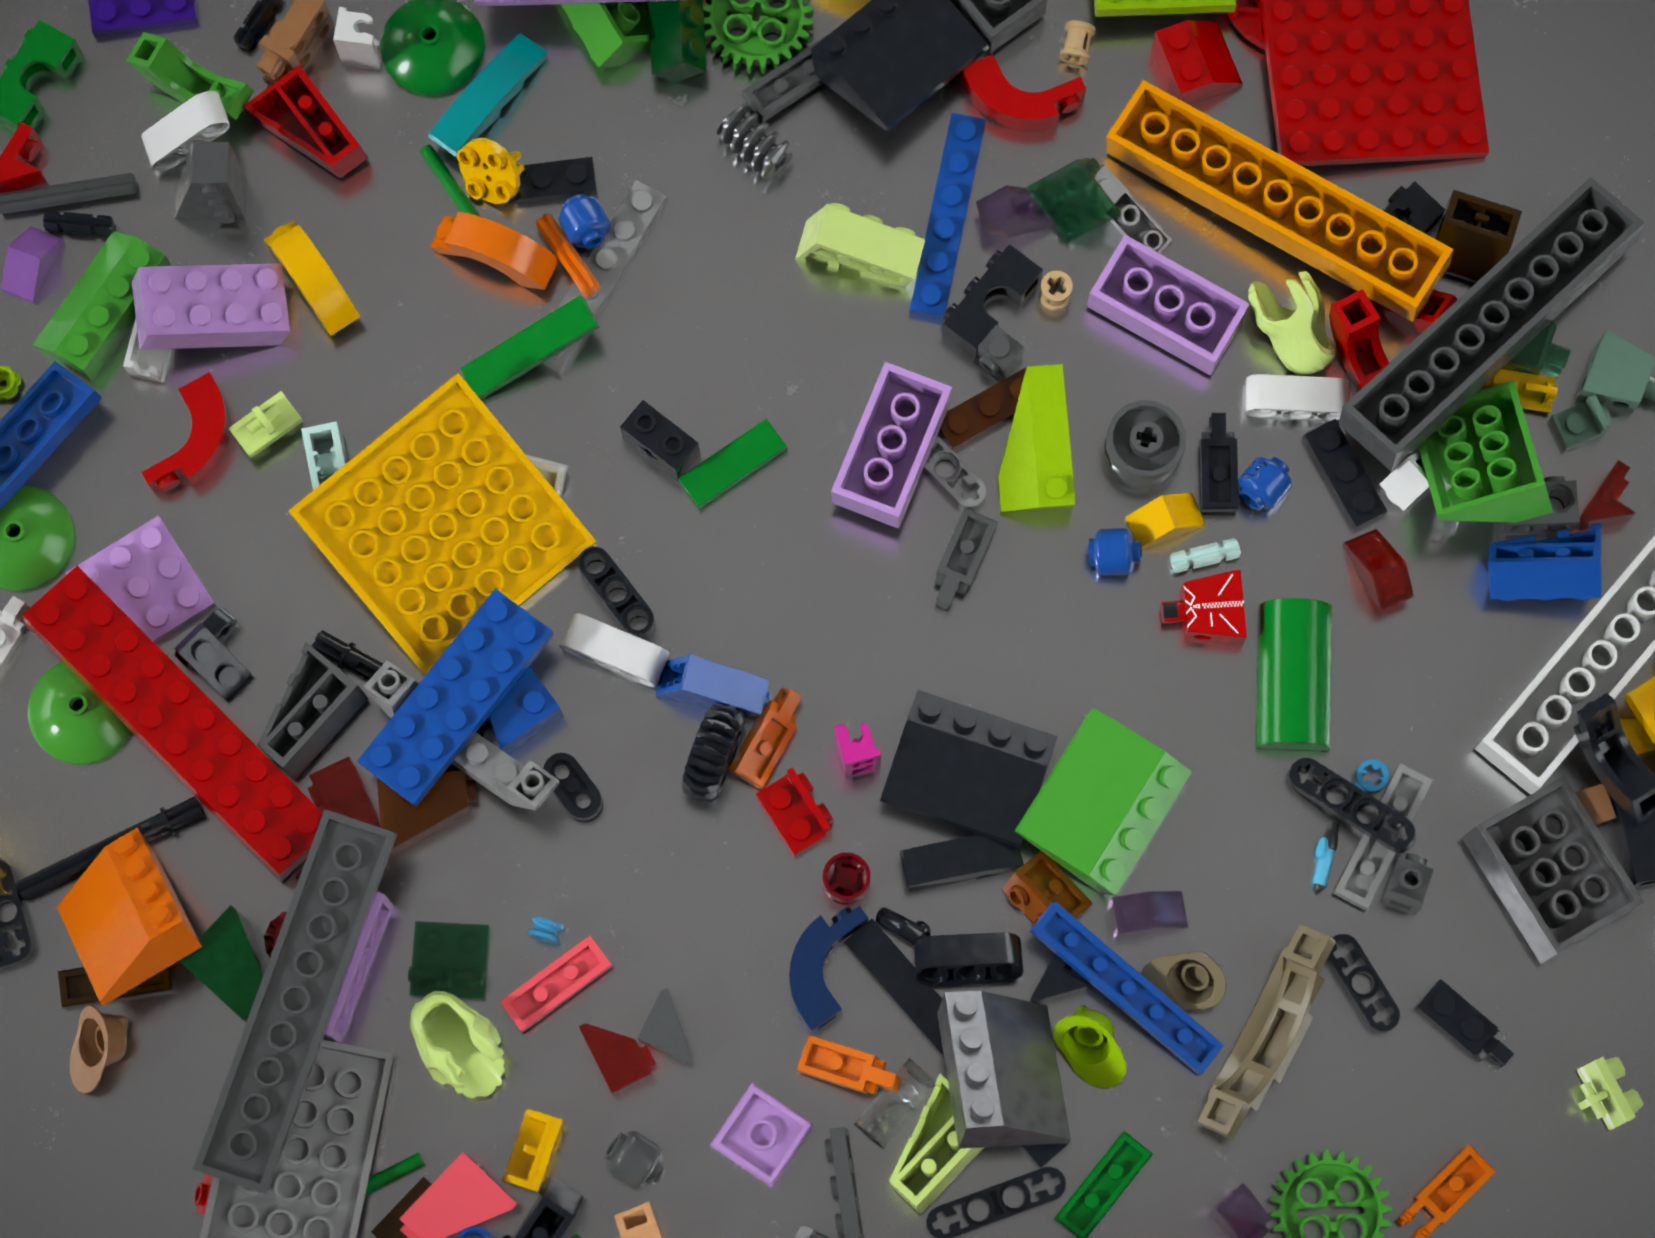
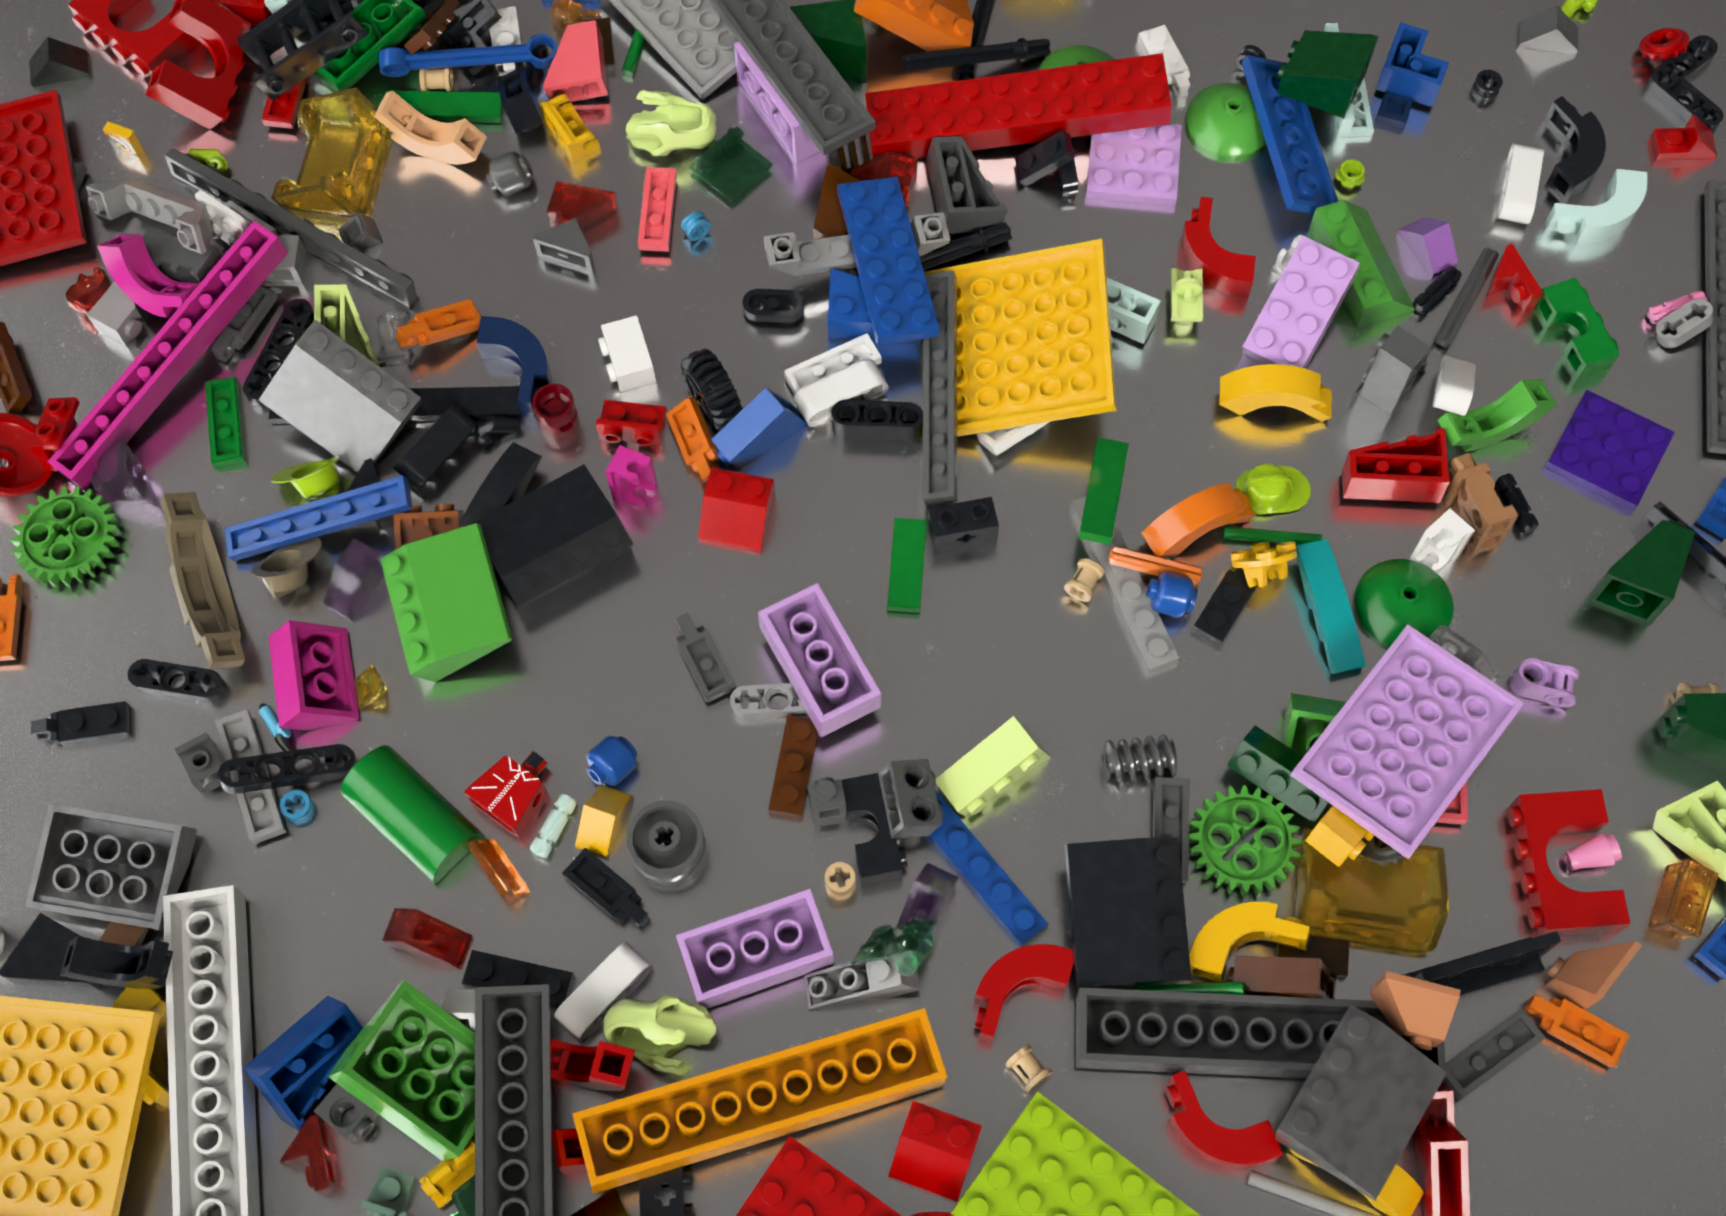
camera: 130 degrees right, 10 degrees down
(94, 787) = (1015, 50): none -> black axle
(404, 222) = (1274, 488): none -> lime piece
(550, 550) = (940, 394): none -> dark grey plate
(592, 680) = (832, 362): none -> white plate
(626, 305) = (1084, 580): none -> tan bush
(733, 872) = (627, 353): none -> white brick
(762, 1135) = (454, 257): lavender tile -> none
(805, 643) = (736, 509): none -> red slope
(953, 281) = (903, 798): none -> dark grey brick
(1038, 450) = (729, 766): lime wedge -> none
(1227, 811) = (368, 687): none -> clear yellow slope
(1259, 865) = (312, 676): none -> dark pink slope
(1264, 483) = (561, 907): blue head -> none
(1277, 562) = (499, 870): none -> clear orange slope

